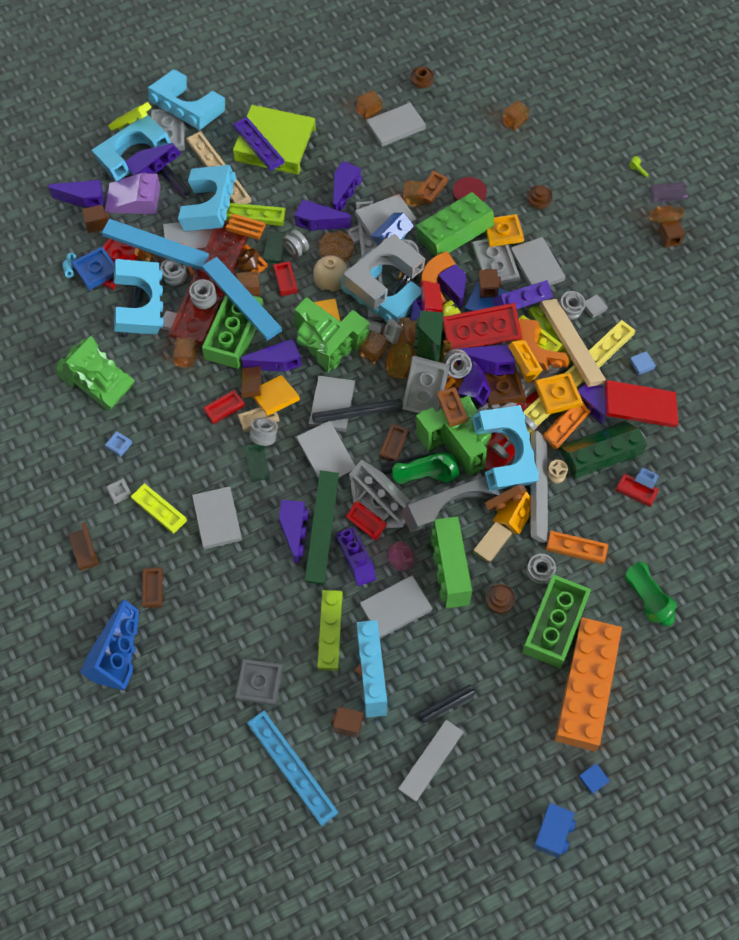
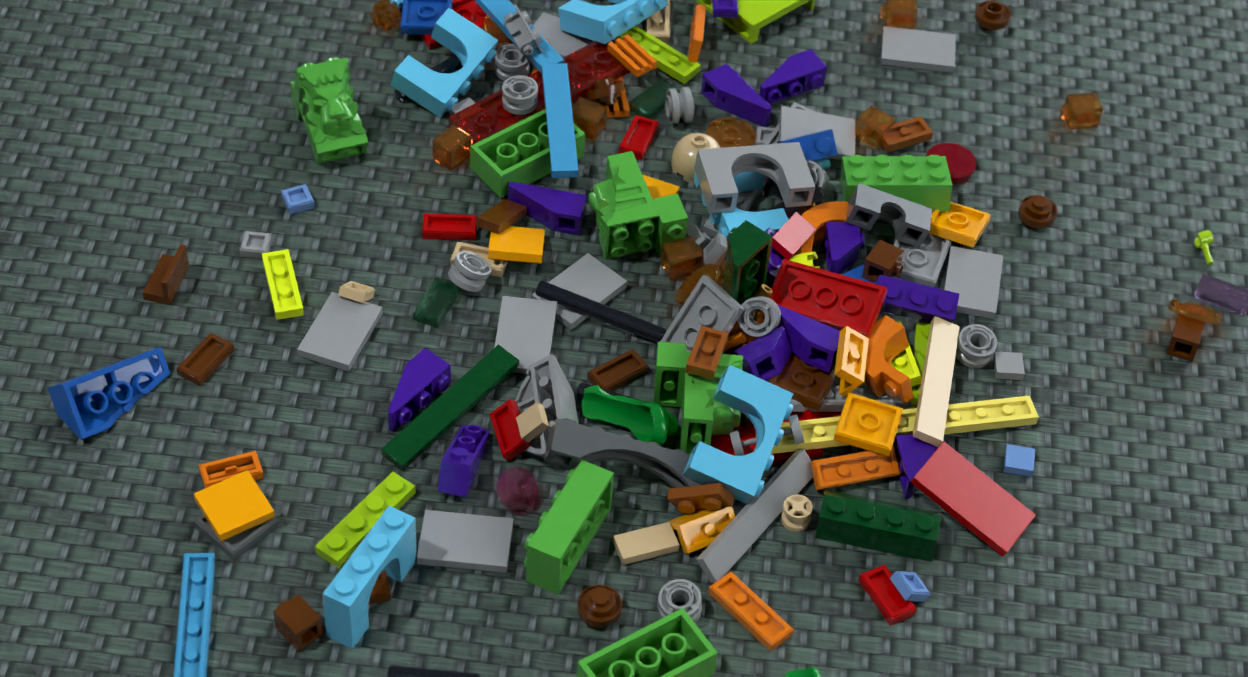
camera: 30 degrees right, 15 degrees down
(70, 282) = (385, 14): none -> clear orange gear
(180, 252) = (528, 39): none -> light grey hinge
(207, 486) = (356, 291): none -> tan tile
(235, 655) = (230, 466): none -> orange tile
(252, 673) = (234, 505): none -> light orange tile
(268, 187) = (696, 33): none -> orange tile
(381, 510) = (532, 422): none -> tan tile
(458, 250) = (908, 218): none -> dark grey arch

